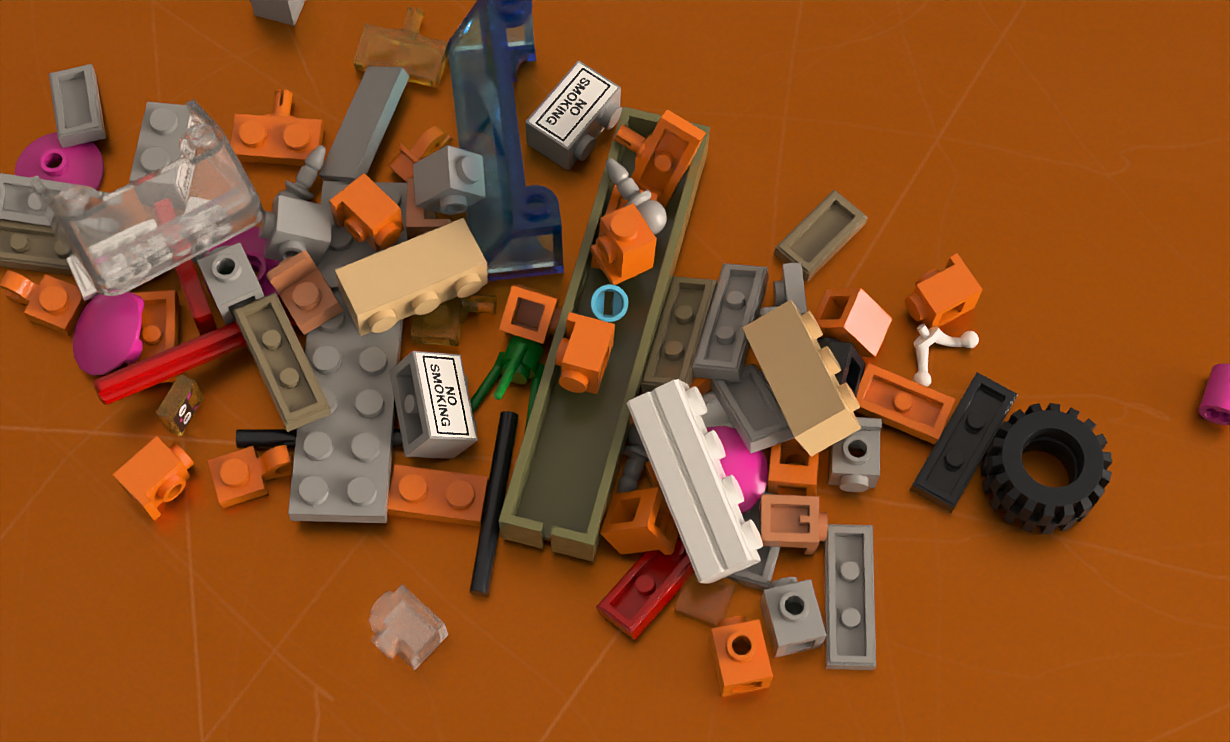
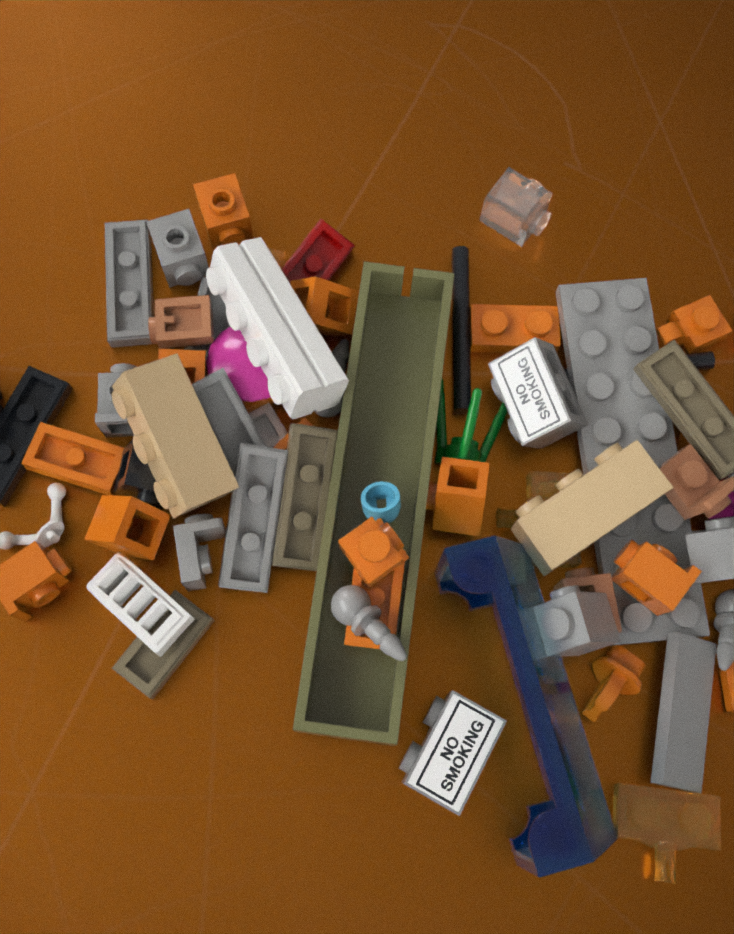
camera: 170 degrees right, 5 degrees up
(584, 353) = (398, 437): orange brick -> none
(663, 155) = (341, 679): orange plate -> none
(861, 260) = (118, 582): none -> white slope

